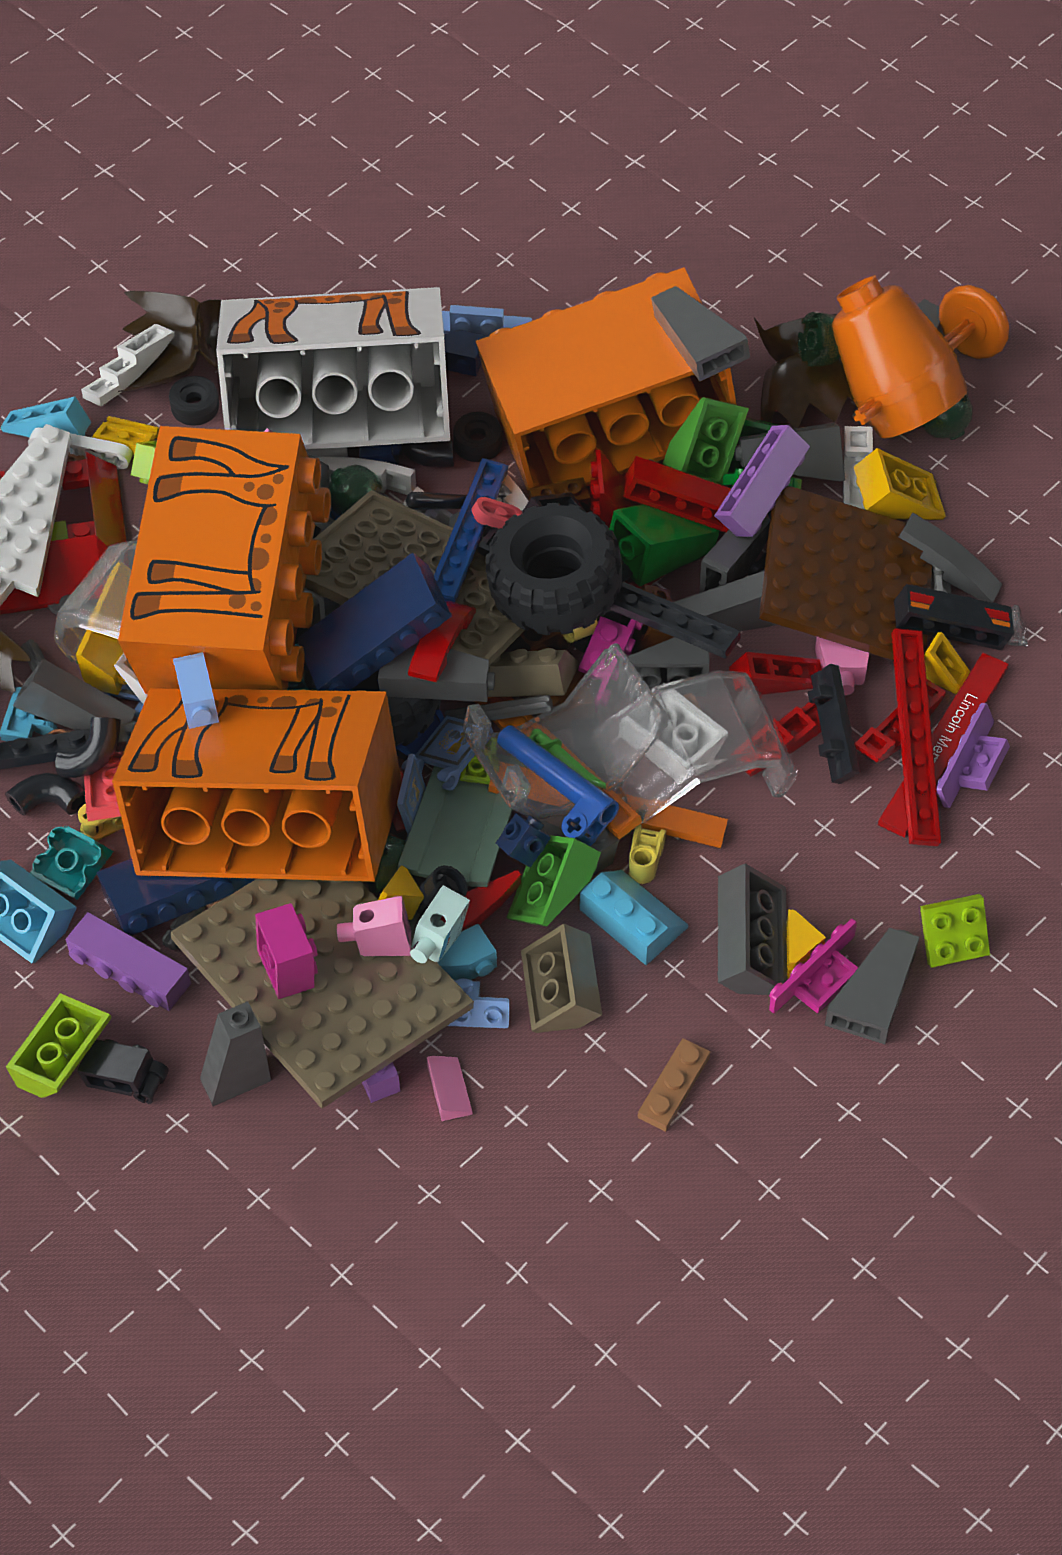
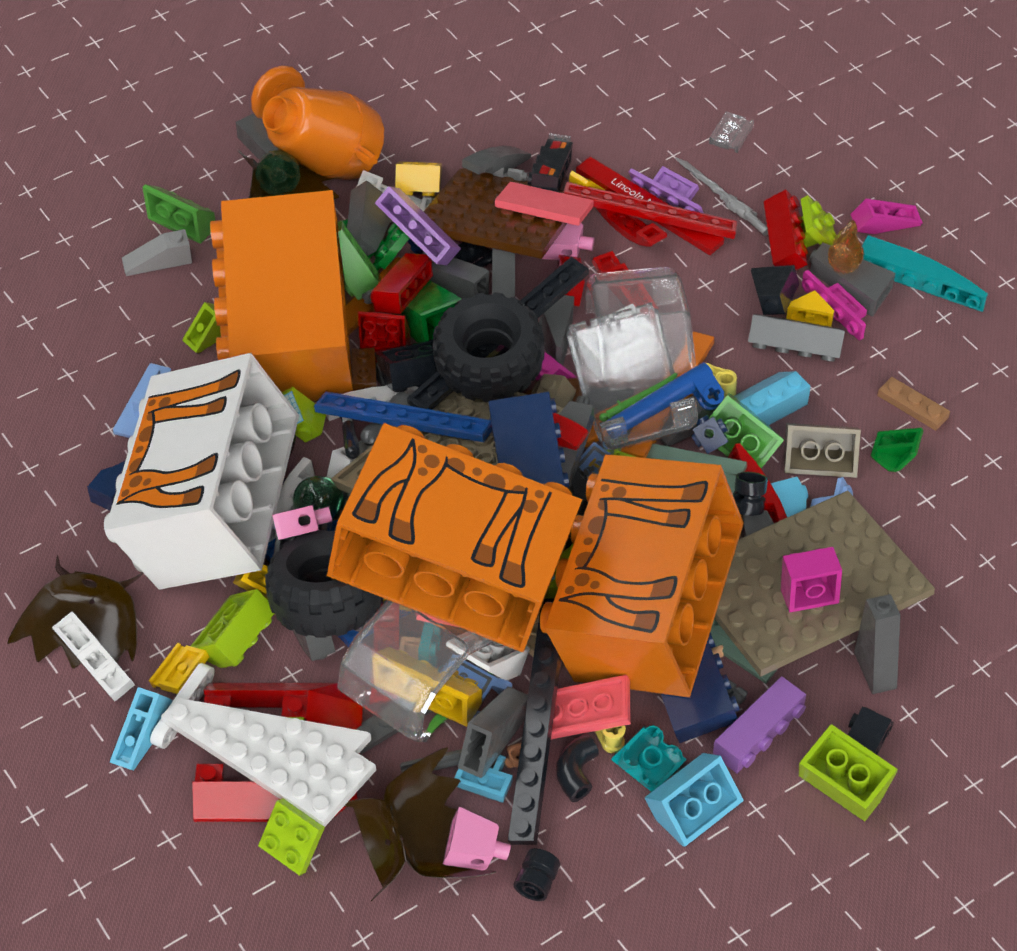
camera: 80 degrees left, 5 degrees down
(94, 753) = (564, 710): black cylinder -> none
(189, 388) = (157, 624): black tyre -> none
(196, 690) = (587, 572): light blue slope -> none
(379, 928) = (791, 527): bright pink torso -> none
(404, 885) = (754, 518): yellow slope -> none
(434, 936) = (791, 490): light aqua torso -> none
(449, 1087) = (907, 533): bright pink slope -> none
(471, 454) = (309, 422): none -> lime slope
(493, 512) = (396, 392): coral plate -> none
(585, 1064) = (896, 447): none -> green slope
(699, 334) = (304, 199): dark grey slope -> none
(706, 285) = (162, 252): none -> light grey slope
(763, 283) = (177, 213): none -> bright green slope
(808, 887) = (775, 287): none -> black slope
(834, 723) = (627, 250): black hinge -> none
(866, 610) = (544, 203): none -> coral tile
(887, 952) = (846, 250): none -> clear orange hair
(901, 899) = (785, 230): none -> red brick
(912, 1060) = (924, 273): none -> teal slope
(982, 833) = (731, 201): none -> light grey sword
(1009, 1017) = (883, 216): none -> dark pink slope

